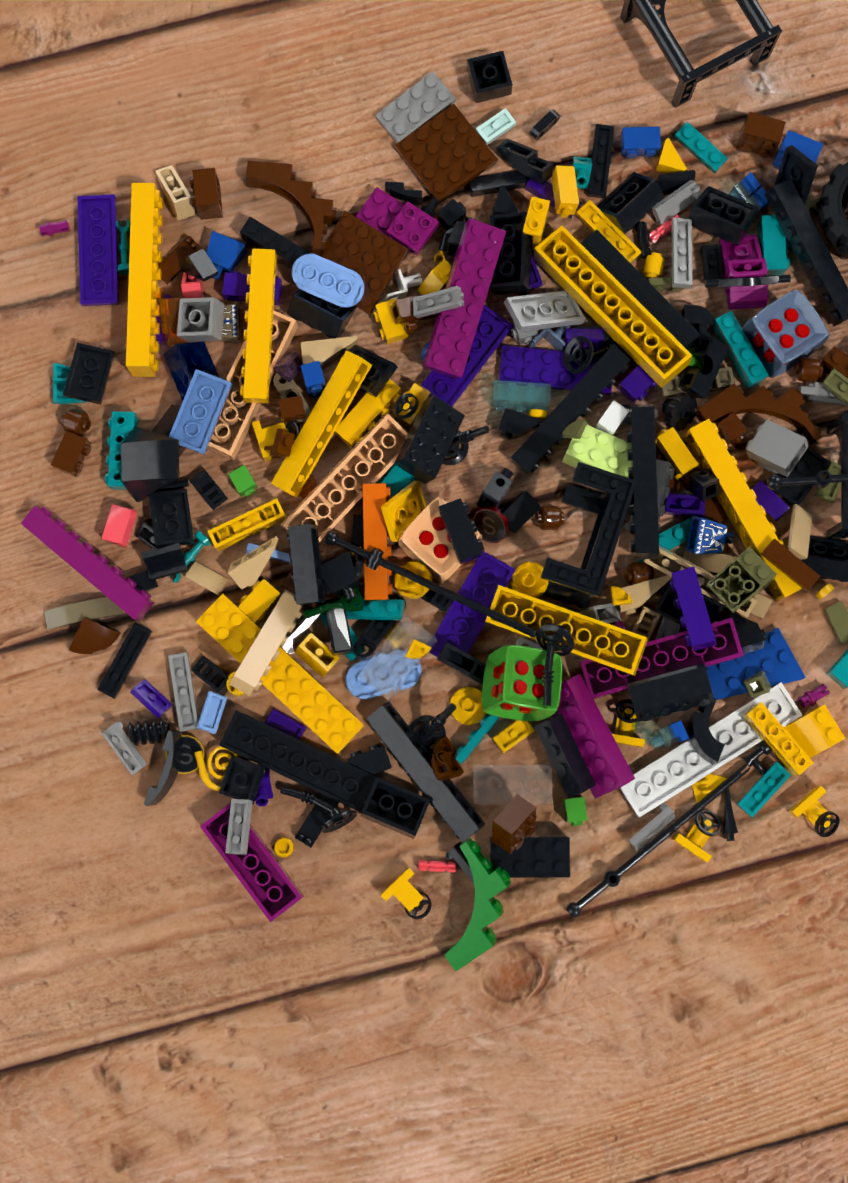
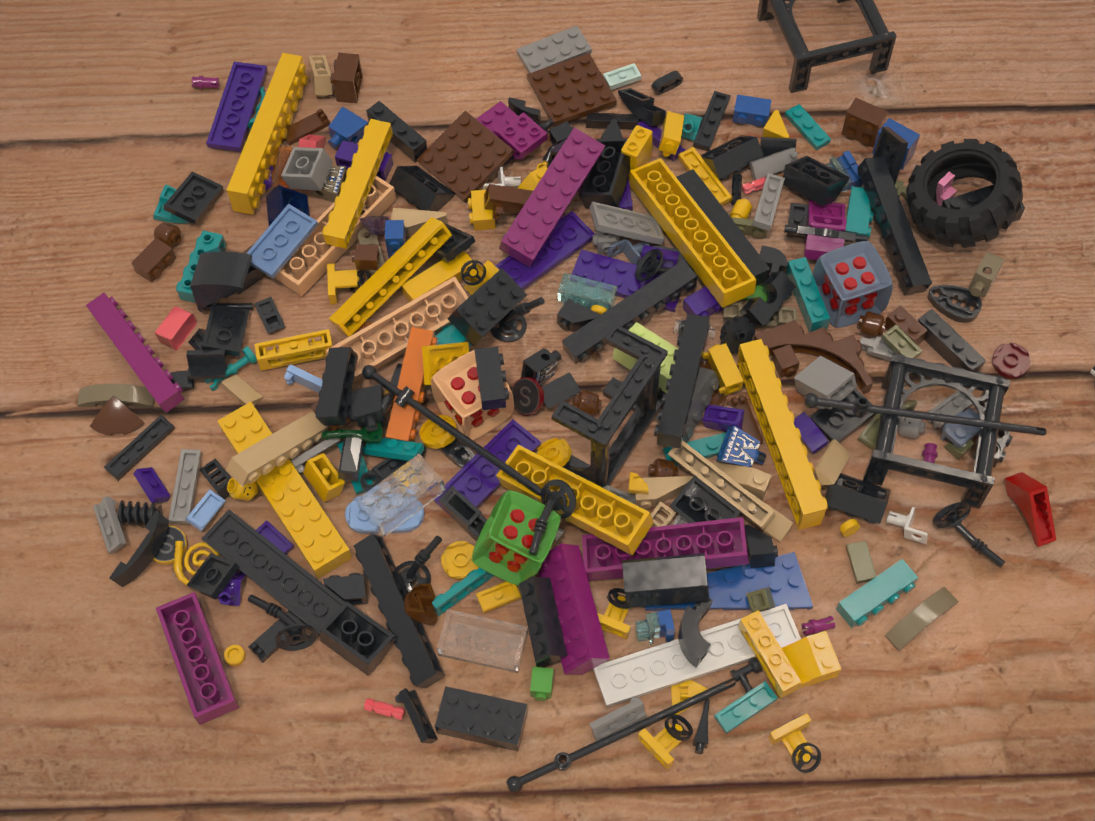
camera: 15 degrees right, 20 degrees down
(199, 266) = (321, 129): slope -> none
(239, 826) = (193, 614): light grey hinge -> none
(243, 481) = (303, 313): bright green brick -> none
(248, 568) = (286, 384): tan slope -> none
(259, 601) = (283, 415): yellow brick -> none
(282, 180) = (419, 83): reddish brown arch -> none
(282, 444) = (347, 285): reddish brown bracket -> none
(328, 280) = (433, 162): light blue tile -> none
(408, 895) = (344, 727): yellow piece -> none
(417, 650) = (420, 485): yellow tile -> none
(438, 301) = (526, 189): light grey hinge -> none
(486, 909) = (420, 756): green arch -> none
(489, 76) = (625, 36): black brick -> none
(514, 824) = (471, 672): reddish brown brick -> none
(575, 429) = (632, 324): olive tile -> none
(612, 418) = (668, 326): white slope -> none
(694, 609) = (705, 500): dark purple brick -> none
(704, 485) = (744, 398): black brick -> none
(741, 580) = (762, 486): olive slope -> none
(790, 565) = (814, 484): reddish brown tile -> none

